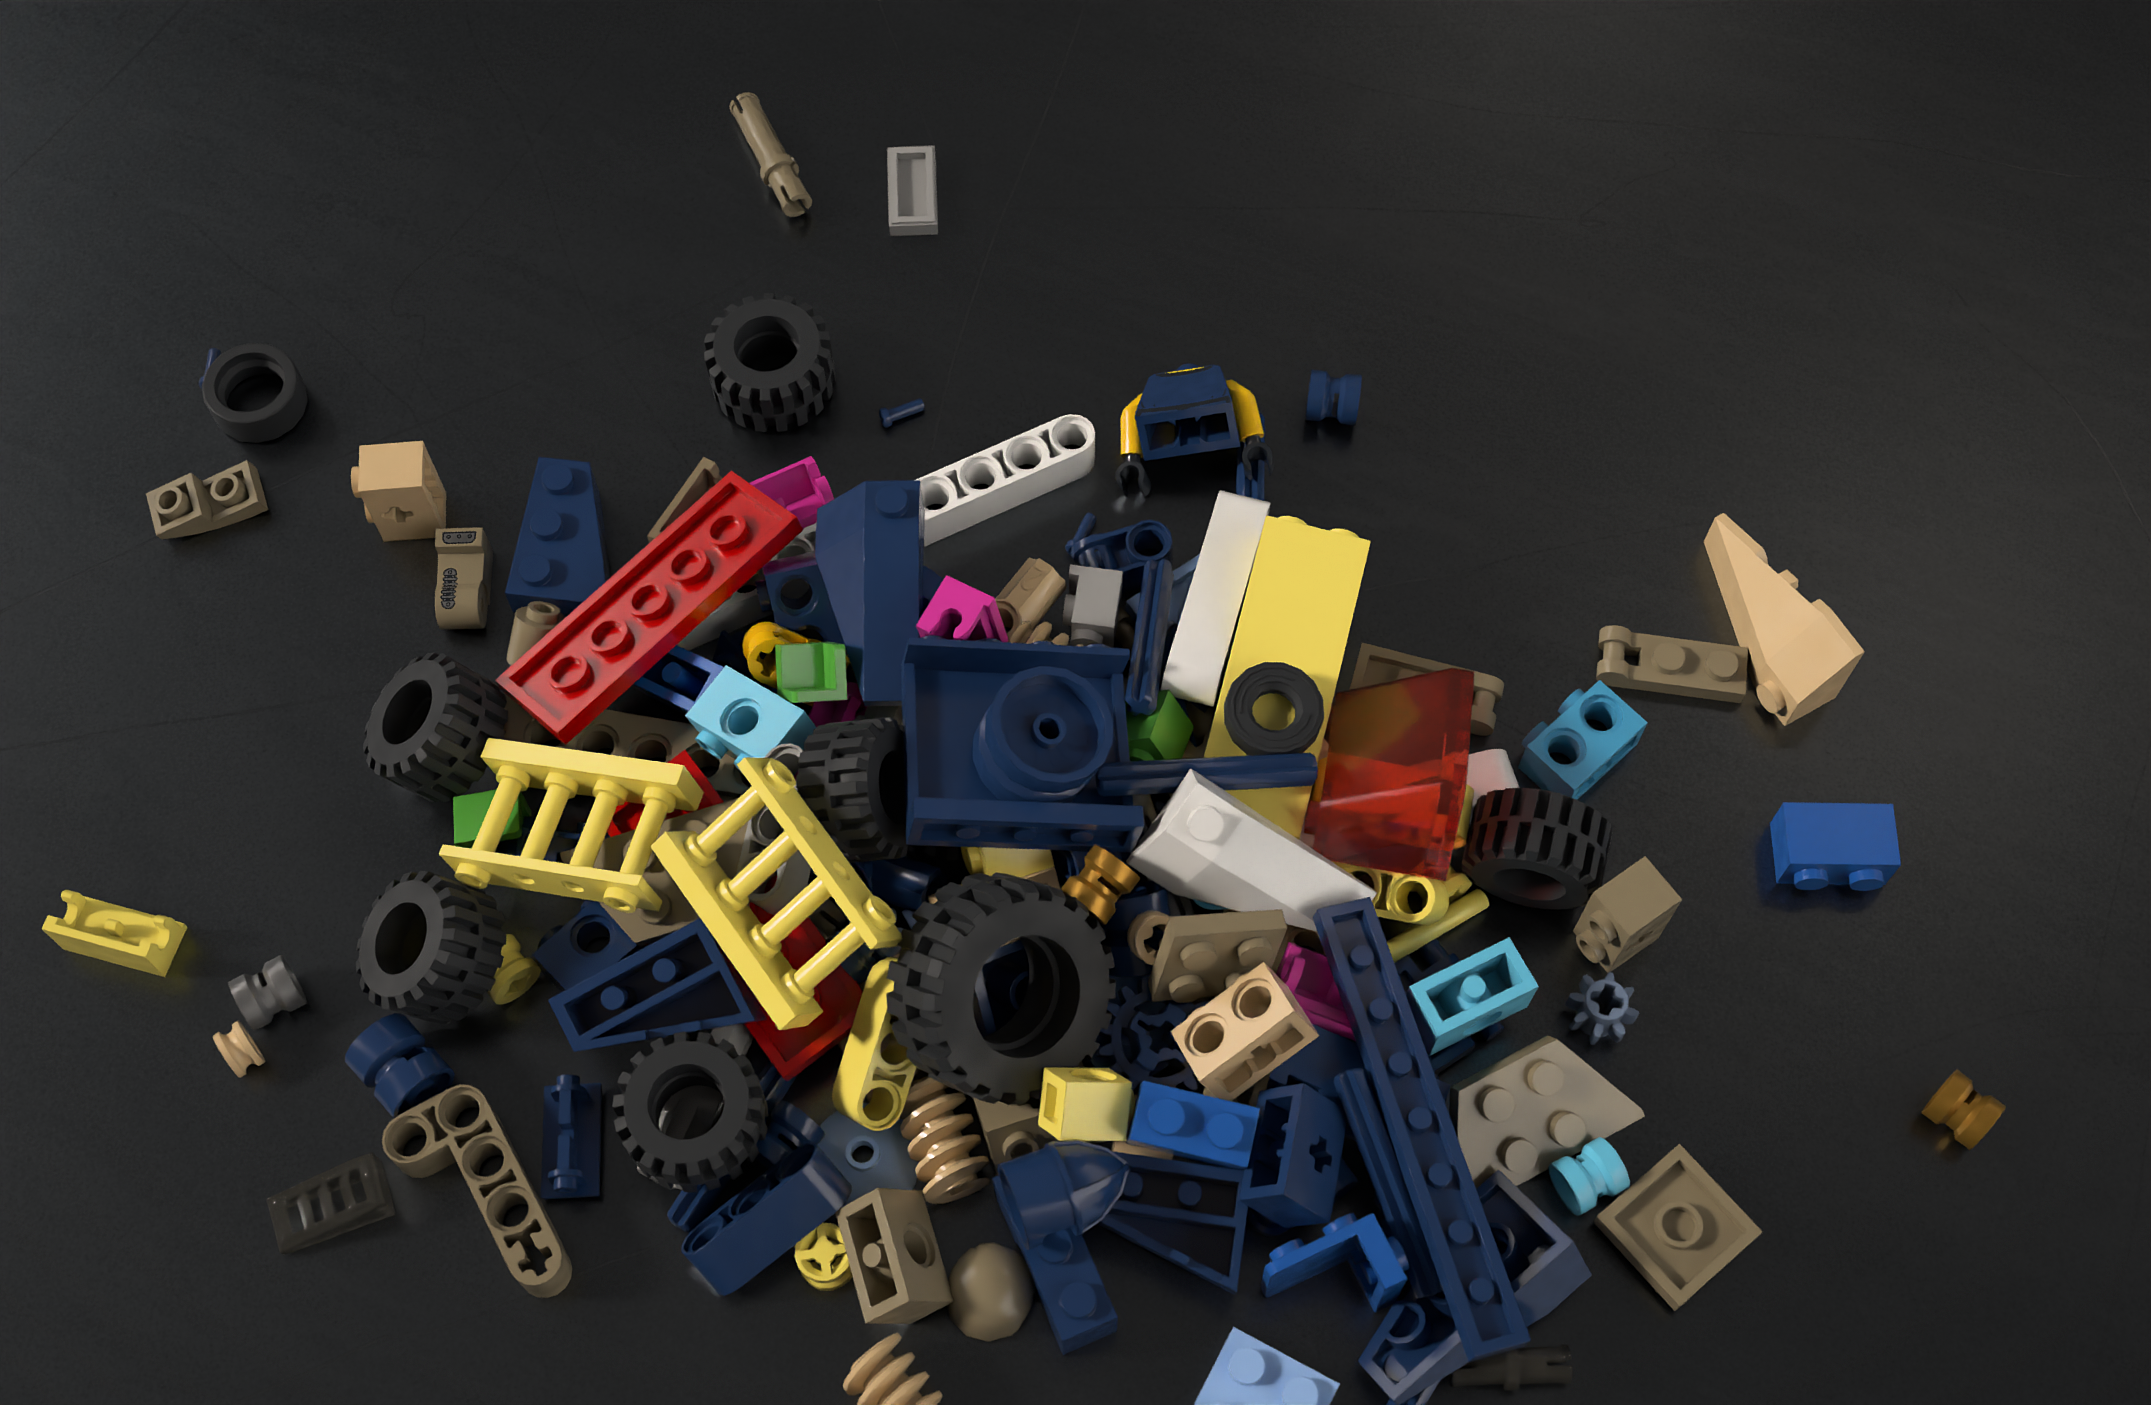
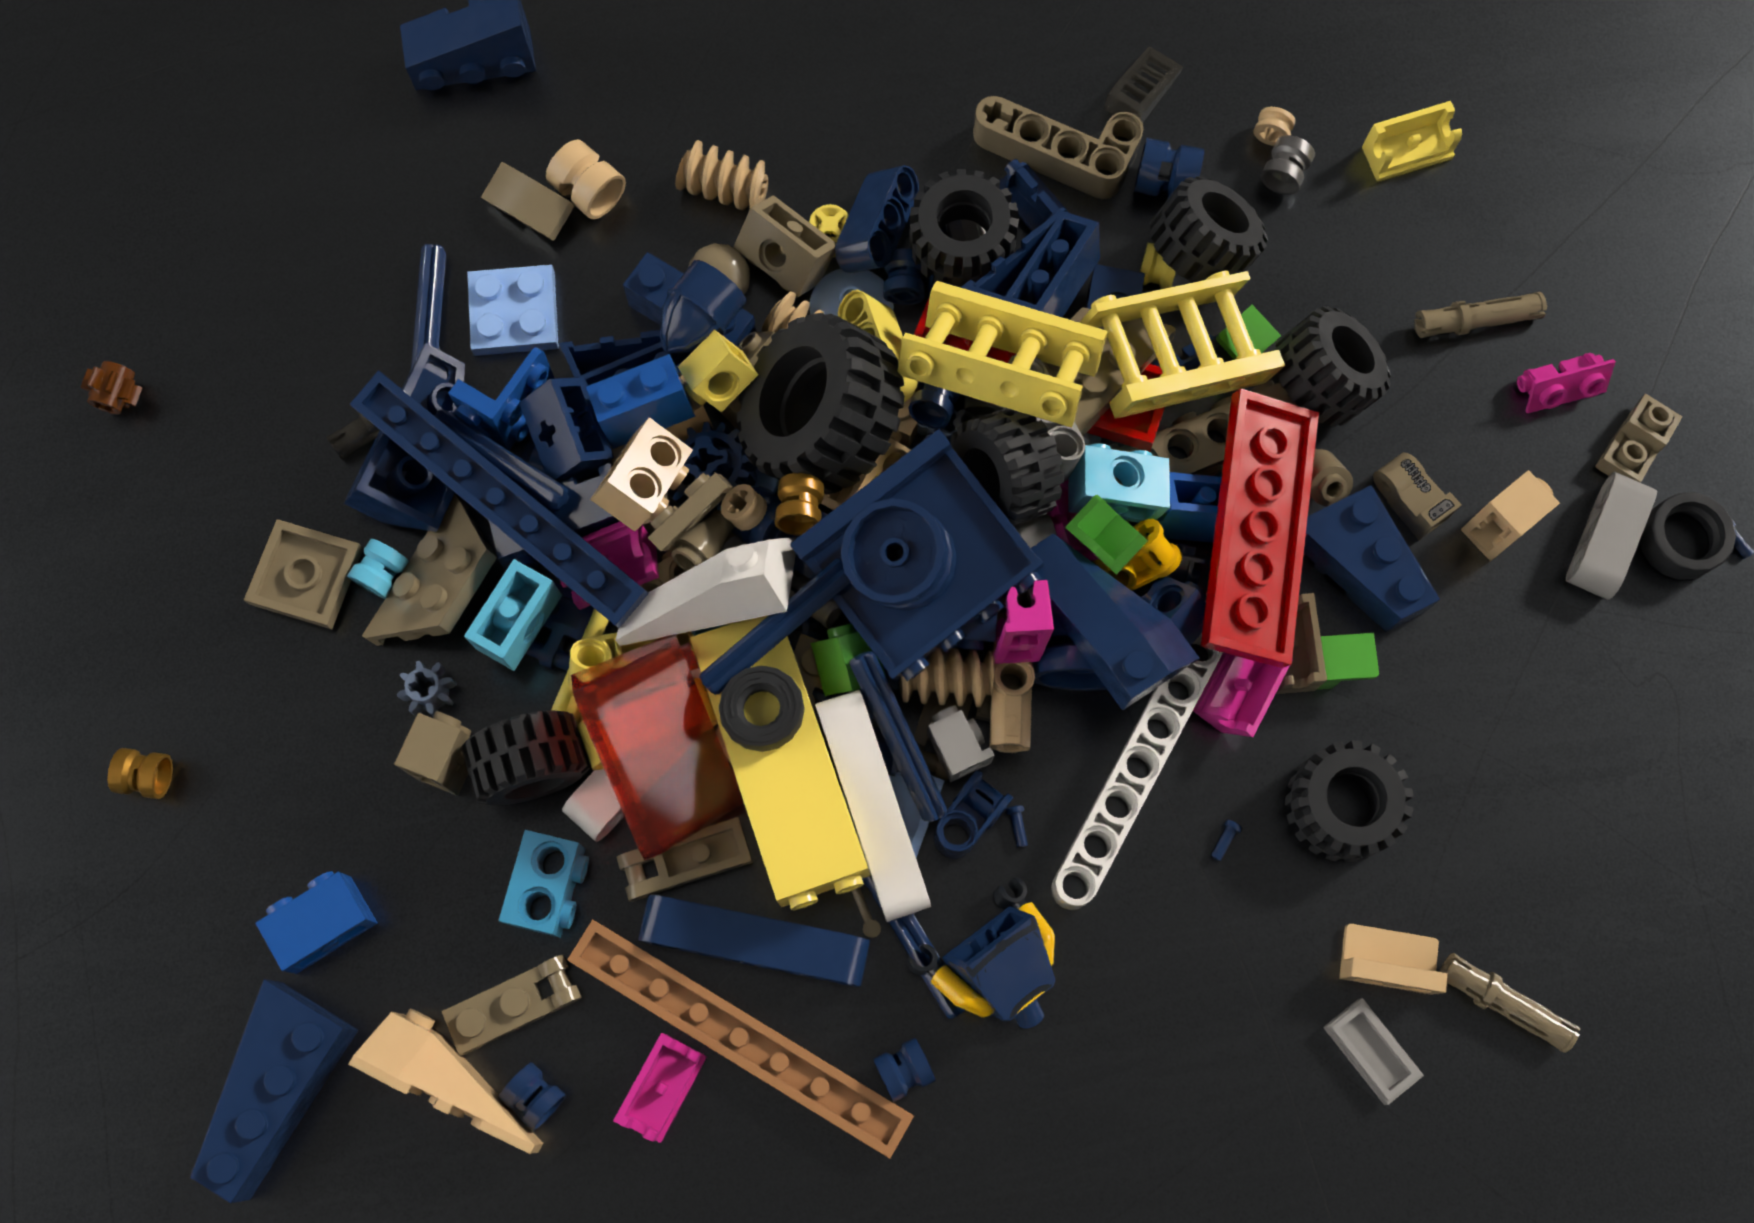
camera: 145 degrees right, 10 degrees up
(236, 601) = (1579, 379): none -> dark pink hinge
(249, 716) = (1464, 317): none -> dark tan pin
(320, 434) = (1611, 535): none -> light grey beam
(659, 473) = (1349, 658): none -> bright green panel
(841, 236) = (1391, 960): none -> tan panel
(1414, 583) = (754, 940): none -> dark blue beam
(1472, 516) = (741, 1038): none -> medium nougat plate
(1568, 515) = (660, 1088): none -> dark pink hinge
(1694, 570) = (524, 1091): none -> dark blue wheel
(1940, 723) = (270, 1086): none -> dark blue wedge

